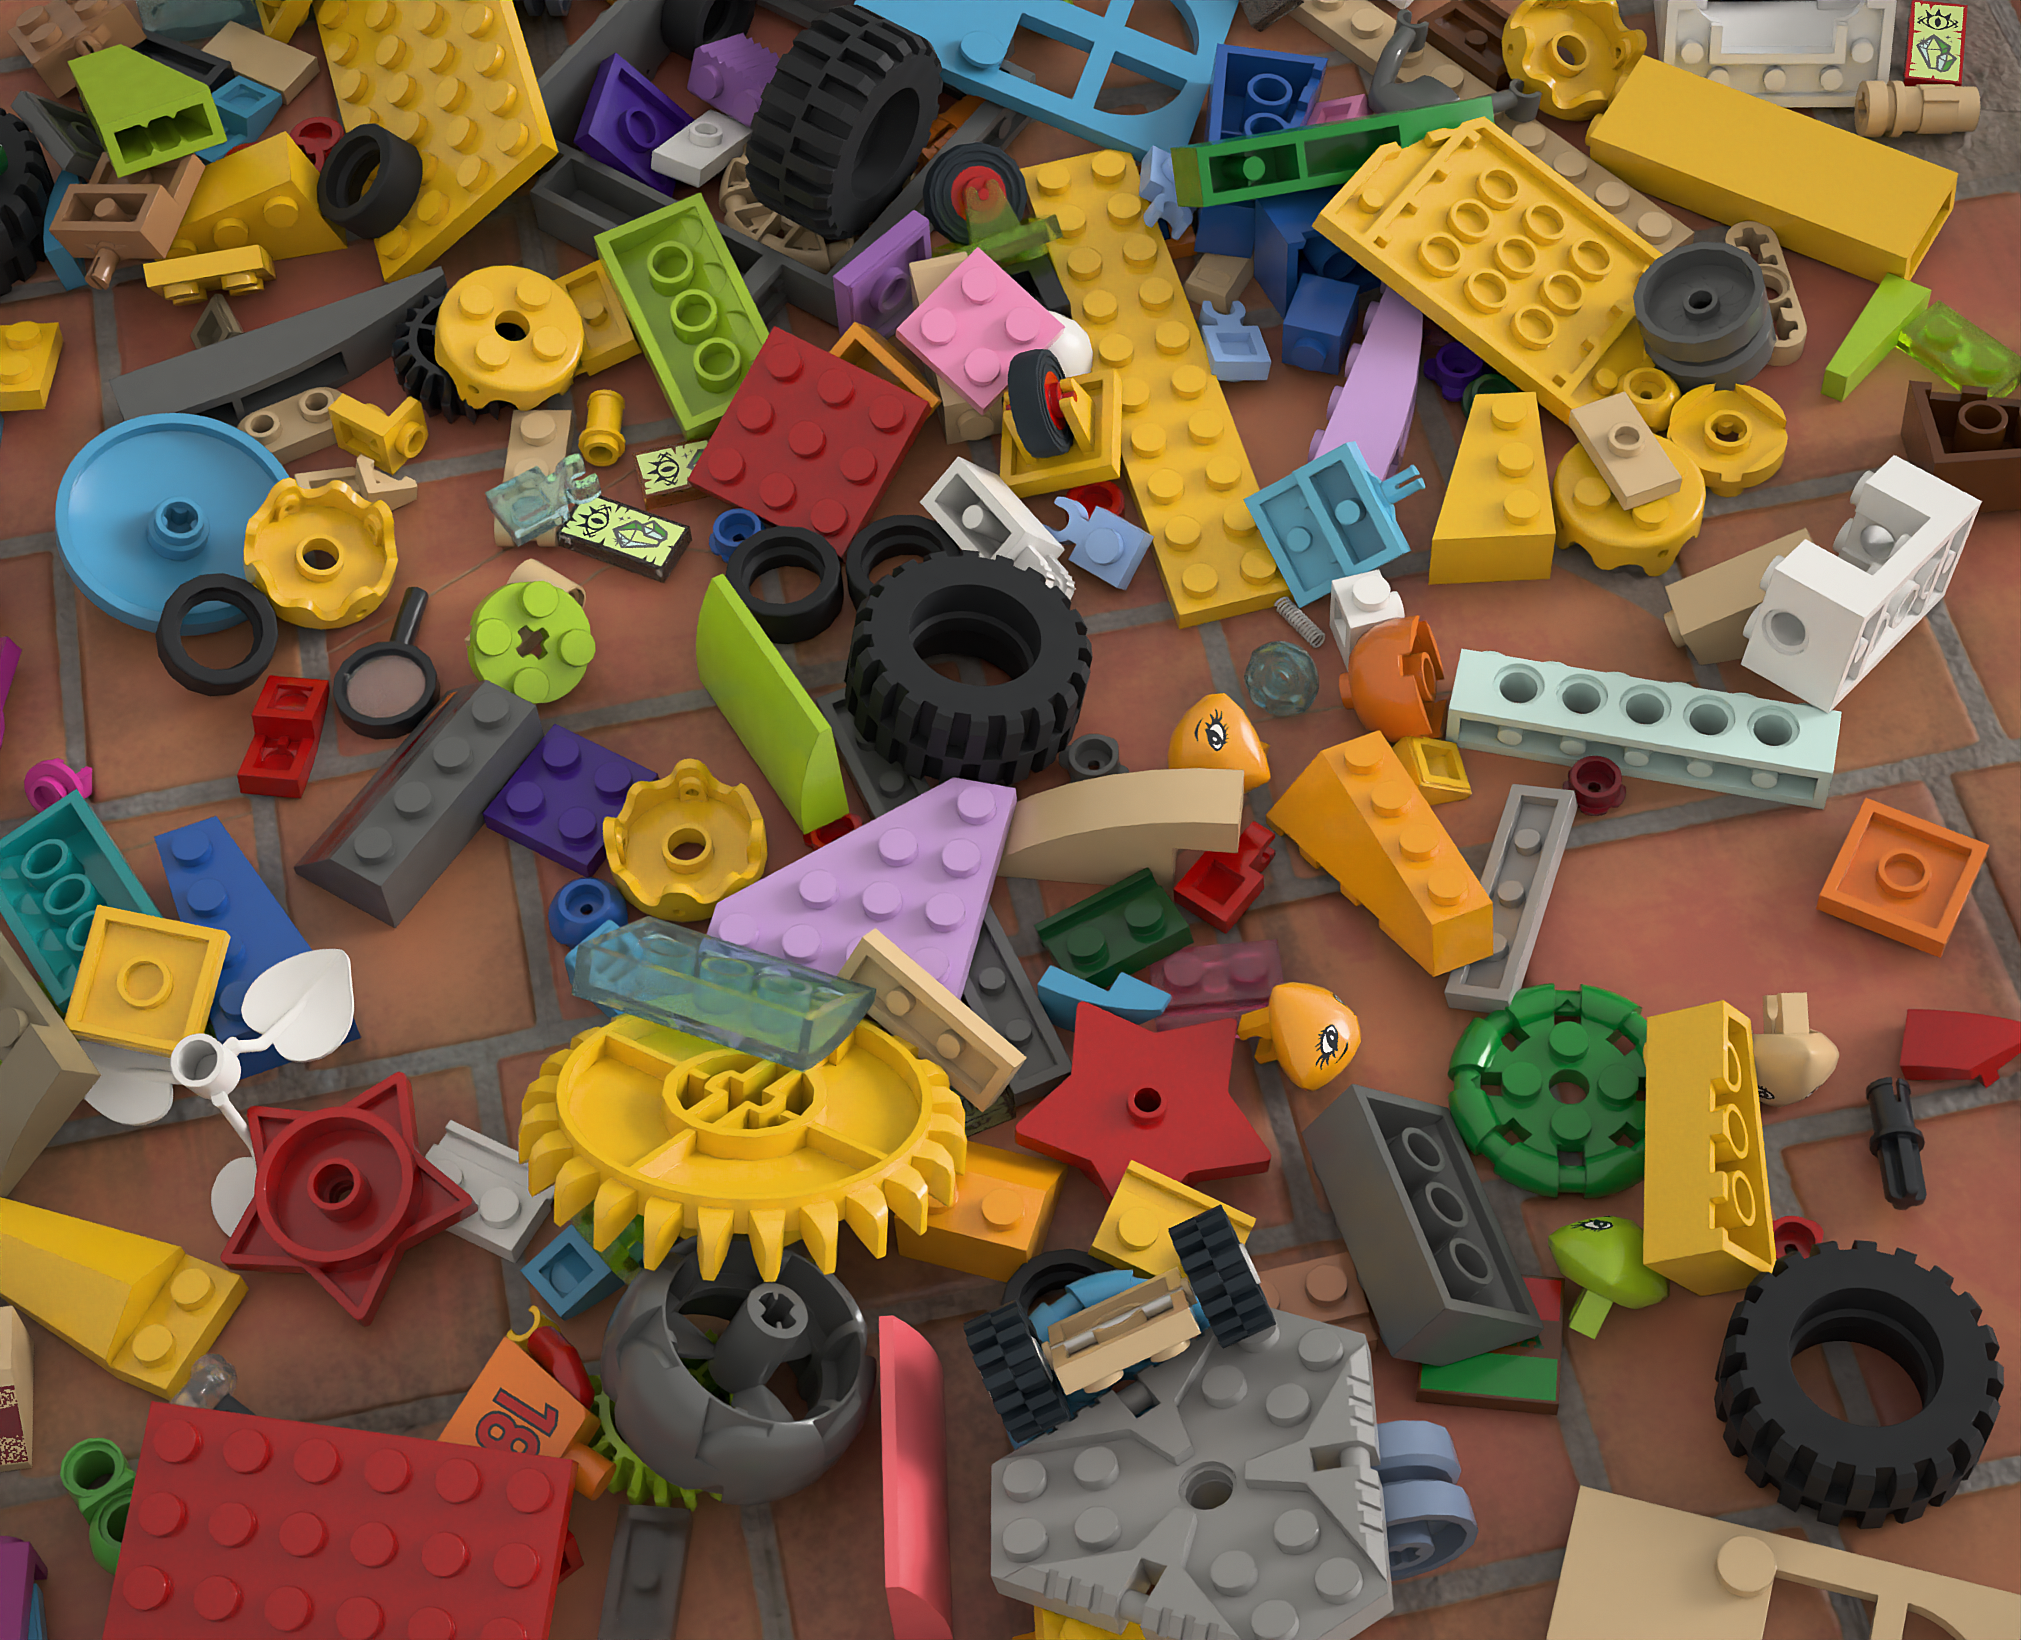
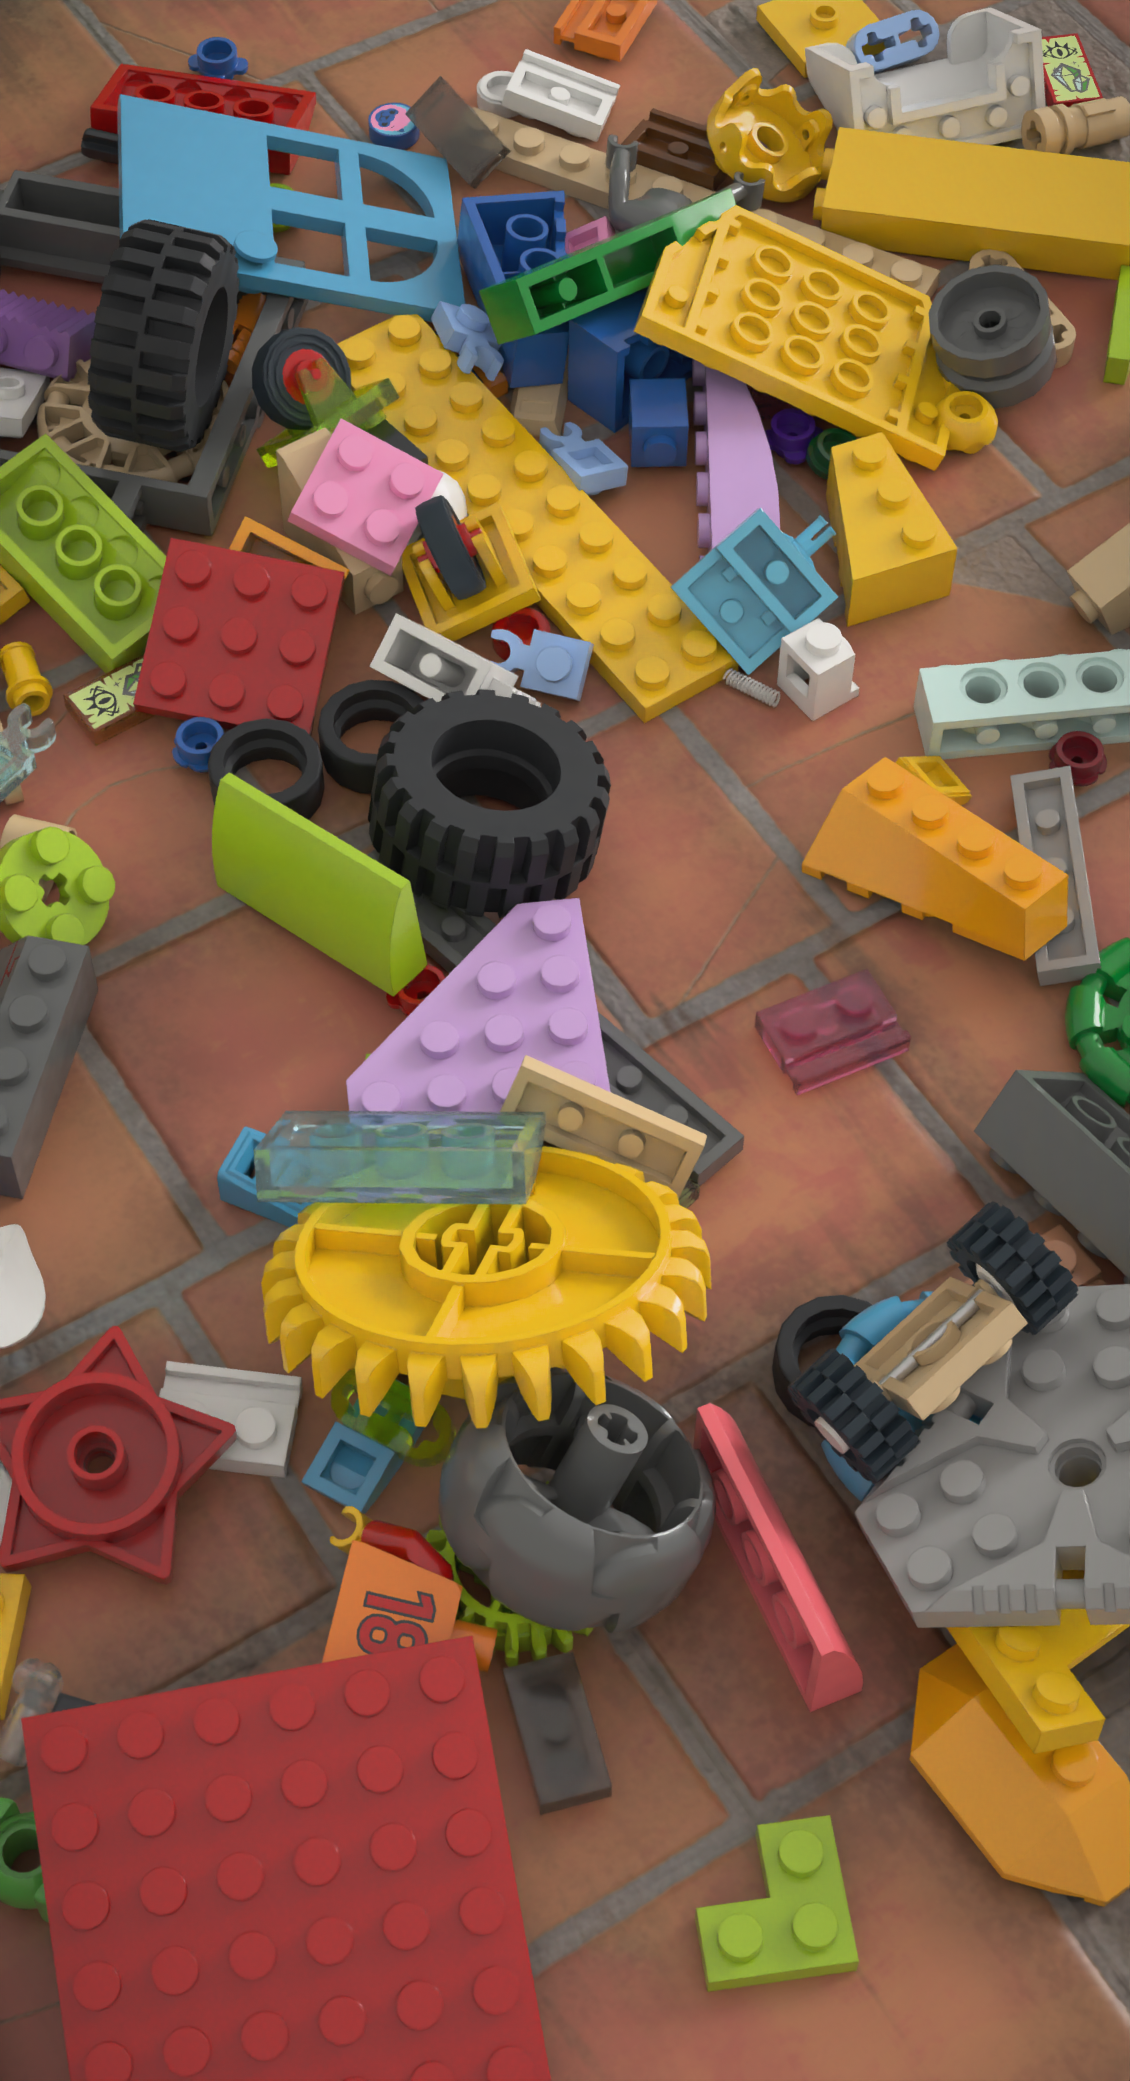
camera: 25 degrees left, 0 degrees up
(562, 799) = (147, 1030): dark purple plate -> none
(583, 895) = (206, 1110): blue plate -> none
(625, 537) = (90, 774): tile -> none
(679, 810) = (279, 1003): yellow plate -> none
(877, 282) = (247, 475): medium lavender plate -> none
(995, 1217) = (745, 1295): light orange slope -> none
(1091, 751) = (632, 849): dark grey plate -> none
(1115, 931) = (719, 1006): dark green plate -> none
(1123, 824) = (696, 903): tan slope -> none
(1127, 998) = (738, 1078): dark azure slope -> none
(1139, 1217) = (894, 1250): yellow plate -> none
(1146, 1102) = (827, 1155): red plate -> none
(1219, 736) = (741, 818): light orange piece -> none
(1226, 883) = (798, 931): red plate -> none
(1267, 686) = (760, 755): clear light blue plate -> none
(1305, 1031) = (935, 1038): light orange piece -> none
(1395, 680) = (868, 713): orange cylinder -> none
(1625, 451) = (985, 462): tan plate -> none
(1642, 536) = (998, 533): yellow plate -> none
(1737, 464) = (1050, 460): yellow plate -> none

